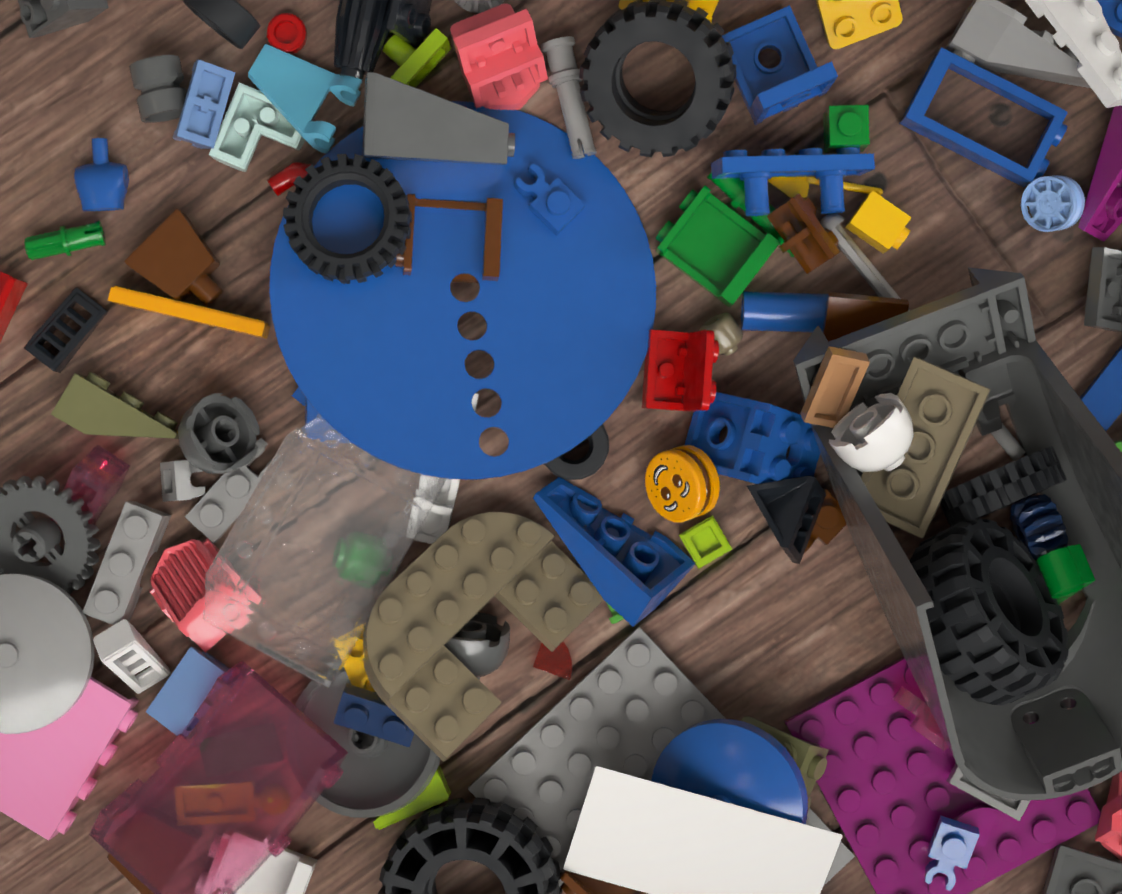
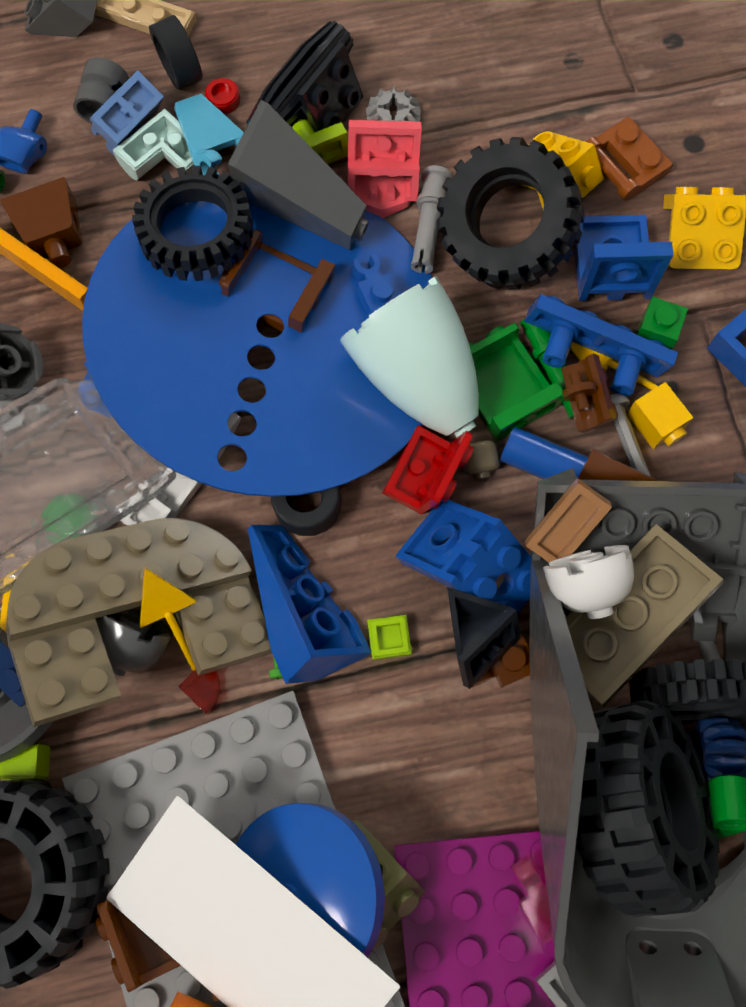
camera: 25 degrees right, 15 degrees down
(493, 603) = (162, 600): none -> yellow piece
(627, 266) = (420, 358): none -> light aqua cylinder
(682, 483) = (389, 569): light orange head -> none

